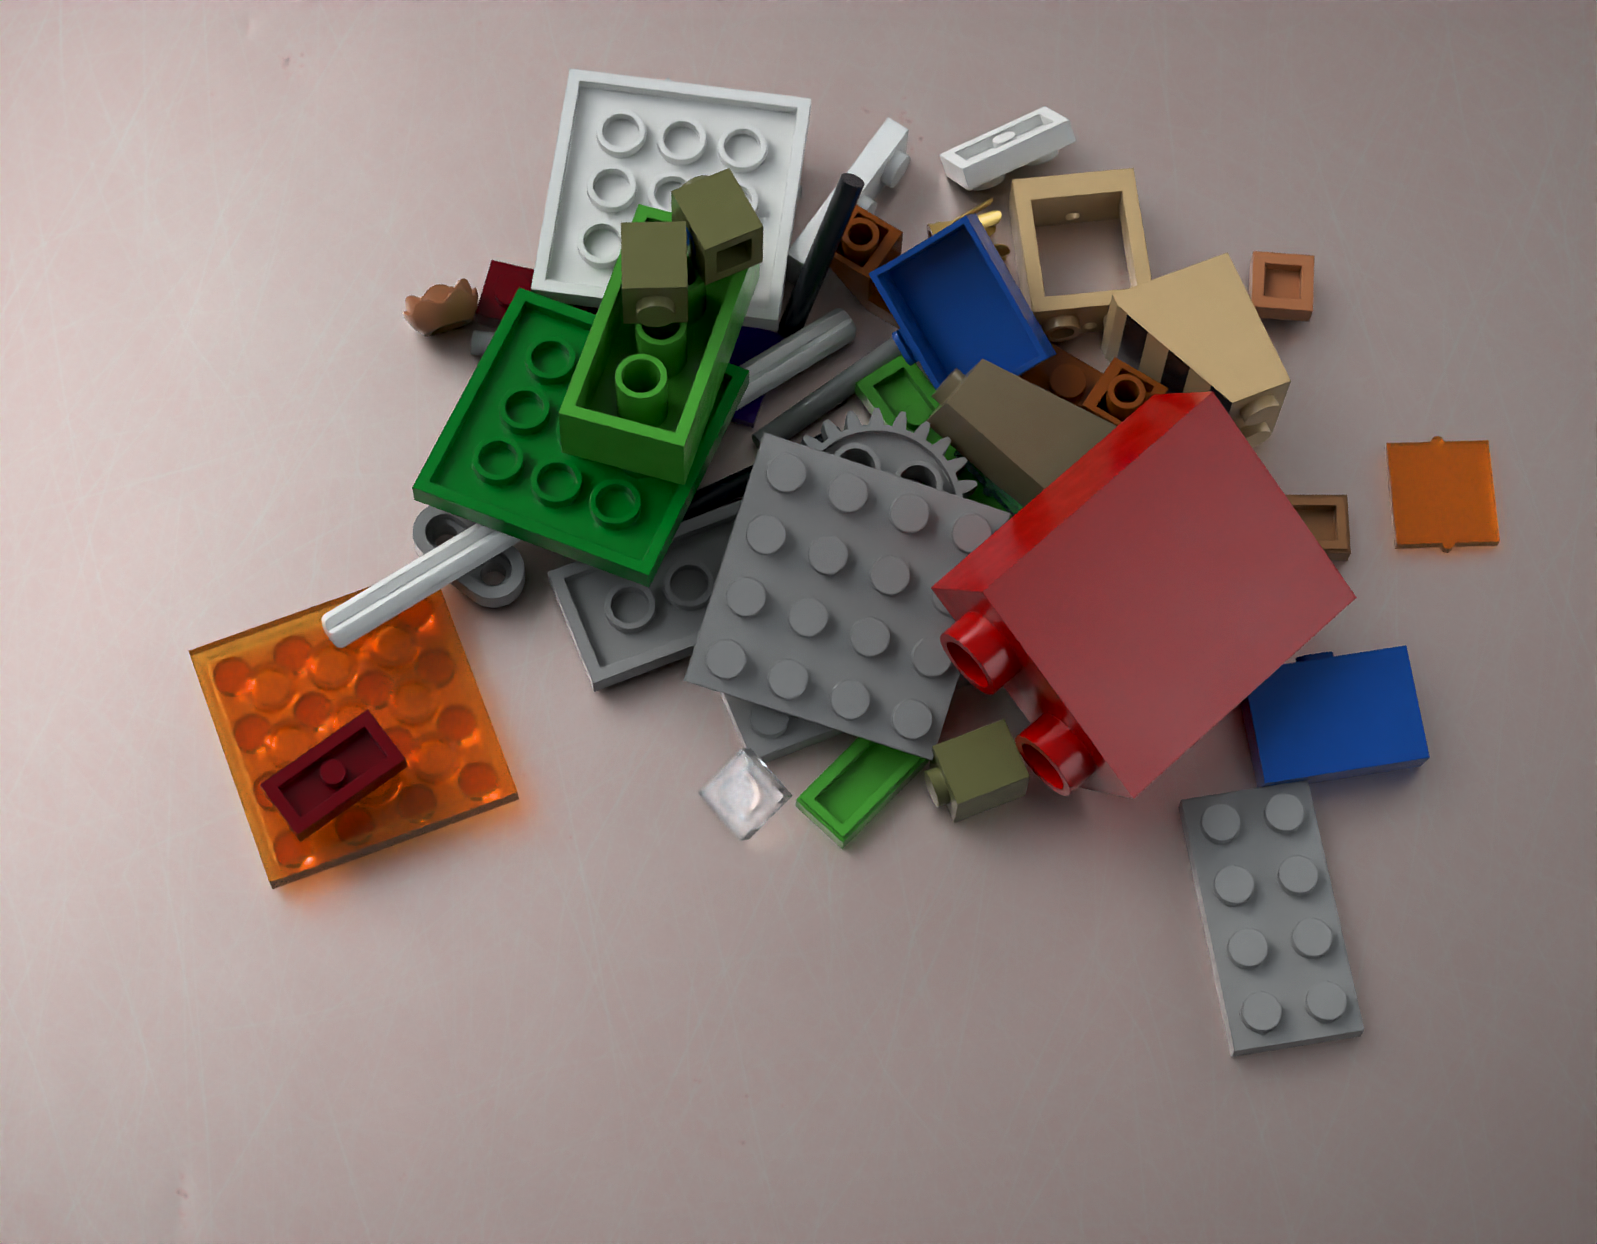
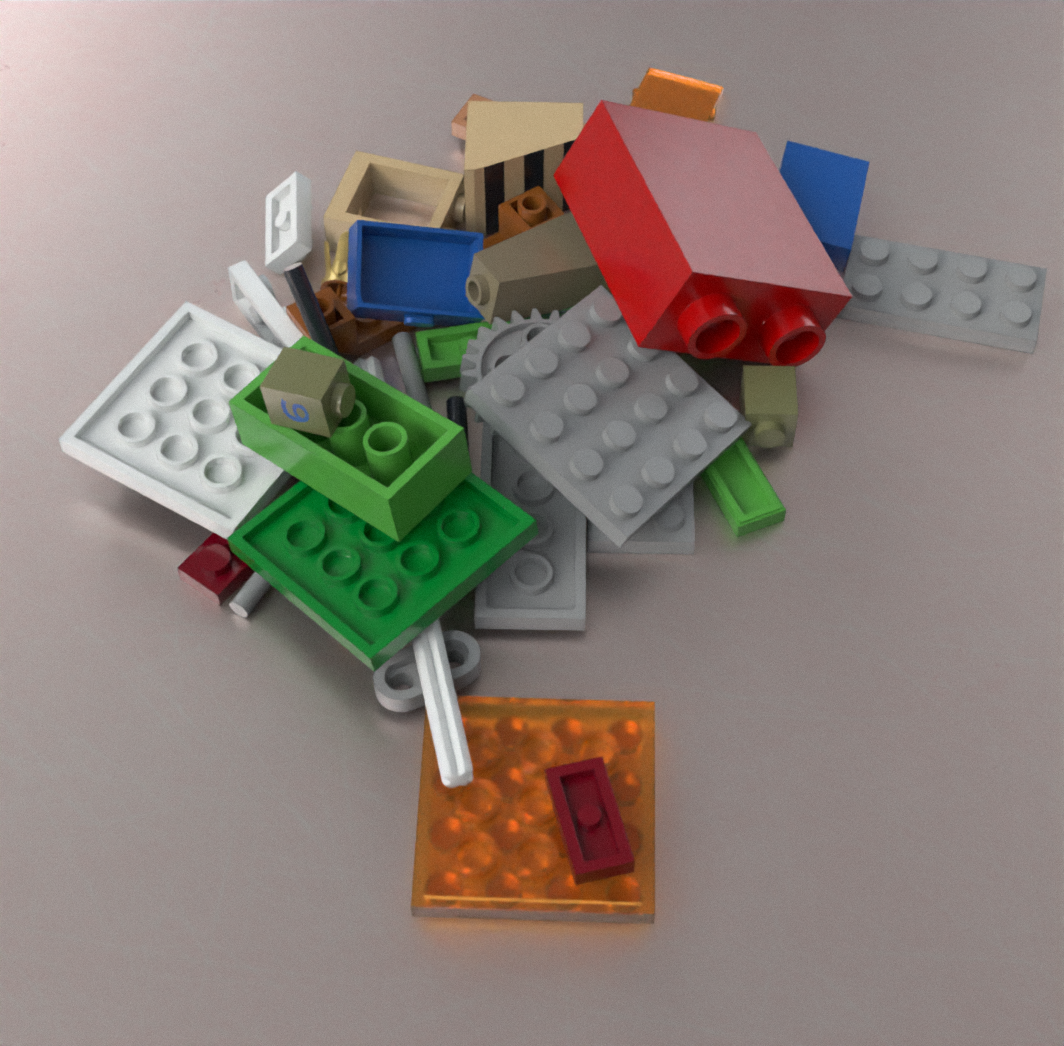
camera: 65 degrees left, 15 degrees down
(442, 308) = (201, 614): nougat plate -> none
(720, 225) = (286, 325): olive brick -> none
(745, 794) = (721, 555): clear plate -> none

